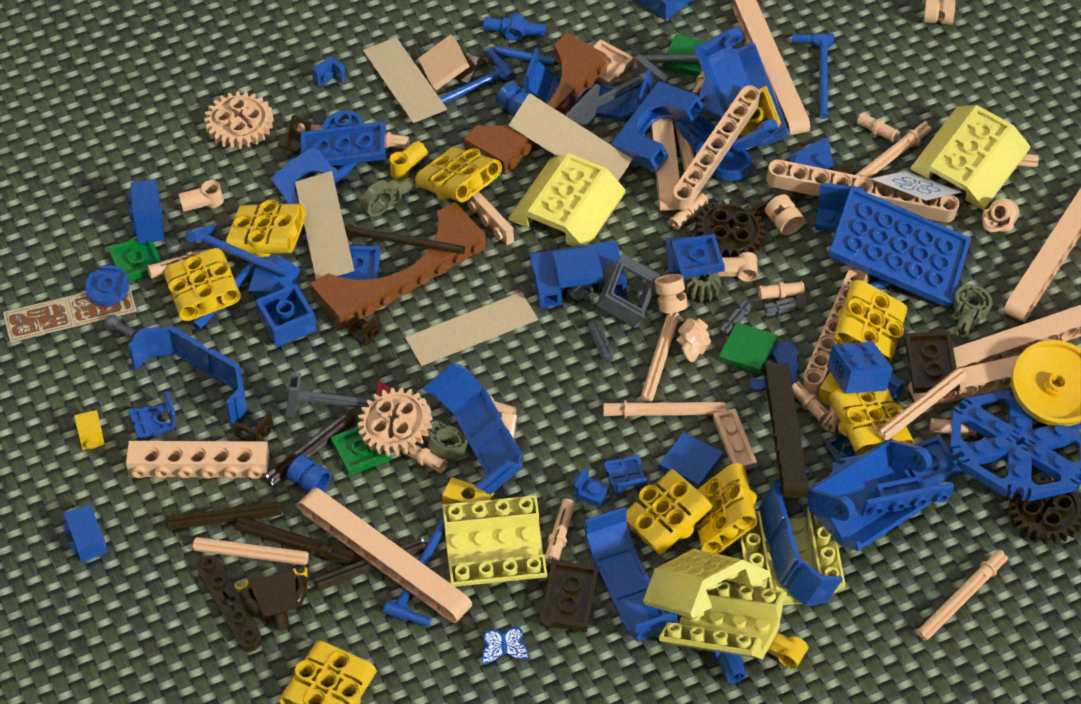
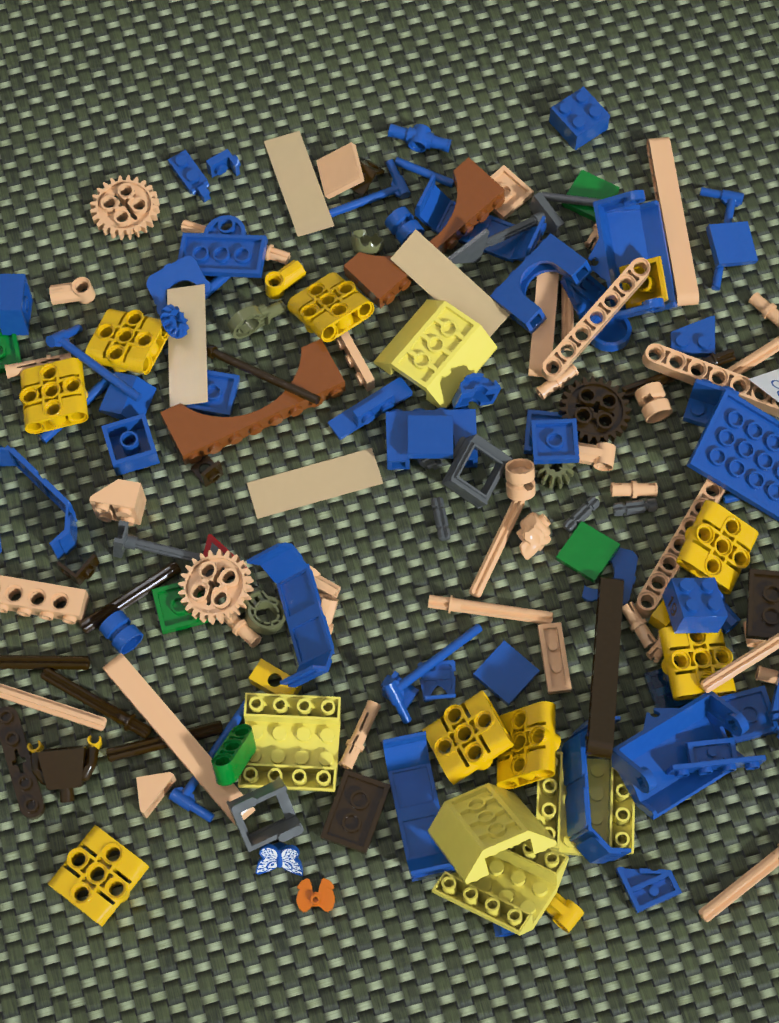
camera: 10 degrees right, 15 degrees up
(282, 359) = (120, 501): none -> light nougat slope
(292, 140) = (172, 240): dark brown bracket -> none
(297, 86) = (190, 175): none -> blue hinge
(309, 203) = (174, 321): none -> blue gear
(367, 604) = (152, 790): none -> light nougat slope
(443, 554) = (233, 755): none -> green beam
(475, 118) = (366, 244): none -> olive hair
(505, 615) = (282, 829): none -> dark grey piece
(513, 257) = (370, 408): none -> blue bracket
(537, 677) = (323, 898): none -> orange piece
(588, 482) = (395, 688): none -> blue bar
(614, 226) = (475, 389): none -> blue cylinder
(831, 76) = (731, 244): none -> blue tile
(864, 617) = (647, 886): none -> blue wing

